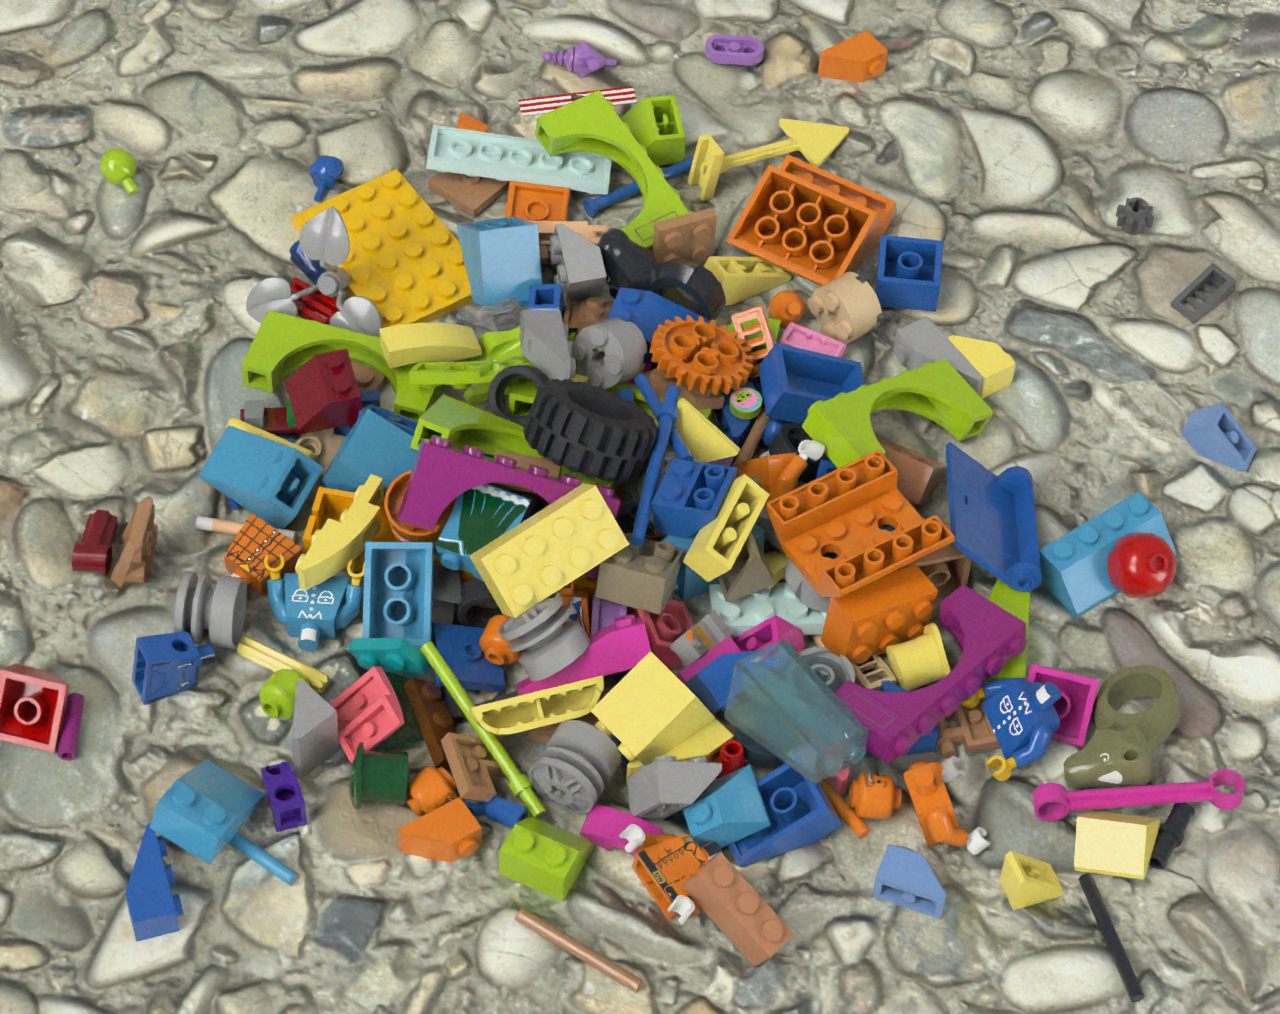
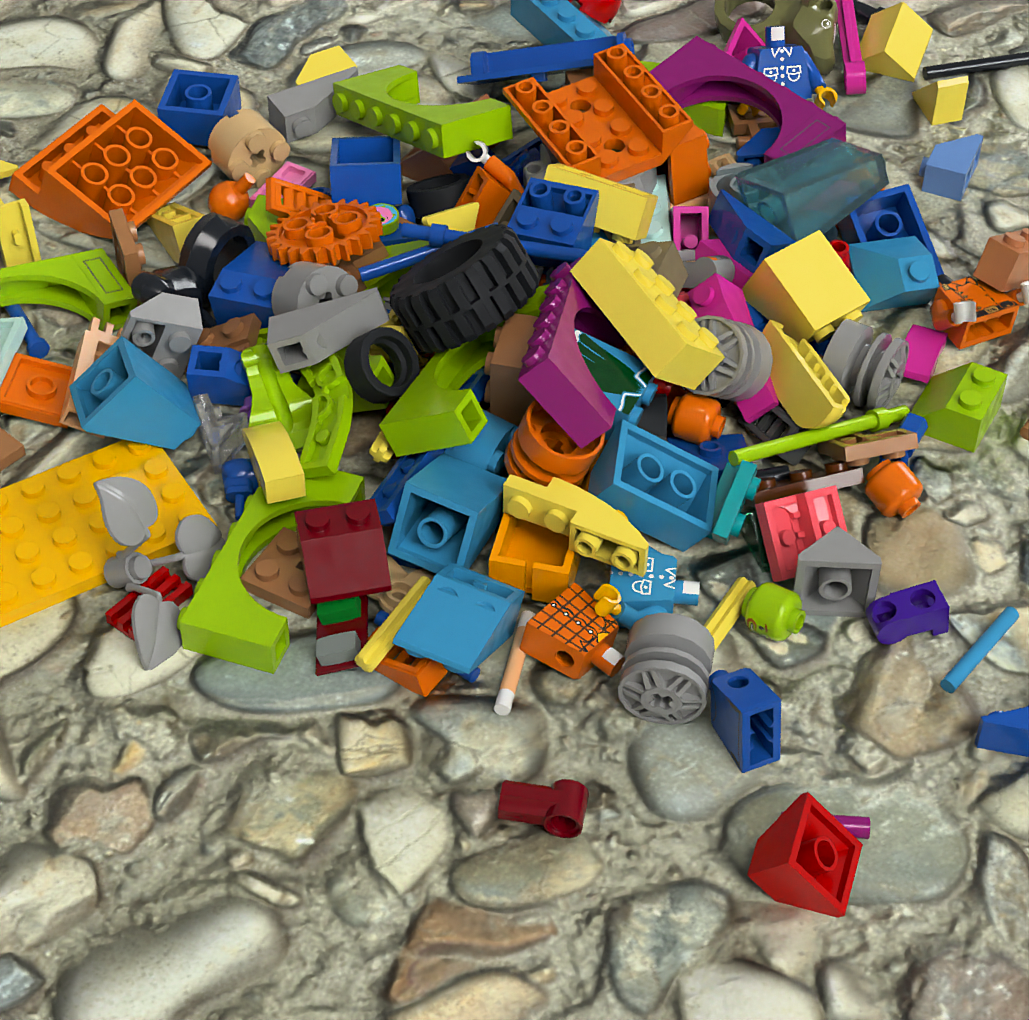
camera: 85 degrees left, 5 degrees down
(138, 546) = (559, 745): medium nougat slope -> none
(205, 809) = (954, 667): dark azure slope -> none
(309, 267) = (80, 598): clear blue cone -> none
(378, 777) = (889, 524): dark green piece -> none
(442, 833) = (944, 478): orange slope -> none
(669, 785) = (893, 291): light grey slope -> none
(919, 660) = (713, 117): light yellow piece -> none
(934, 806) = (879, 131): orange torso -> none

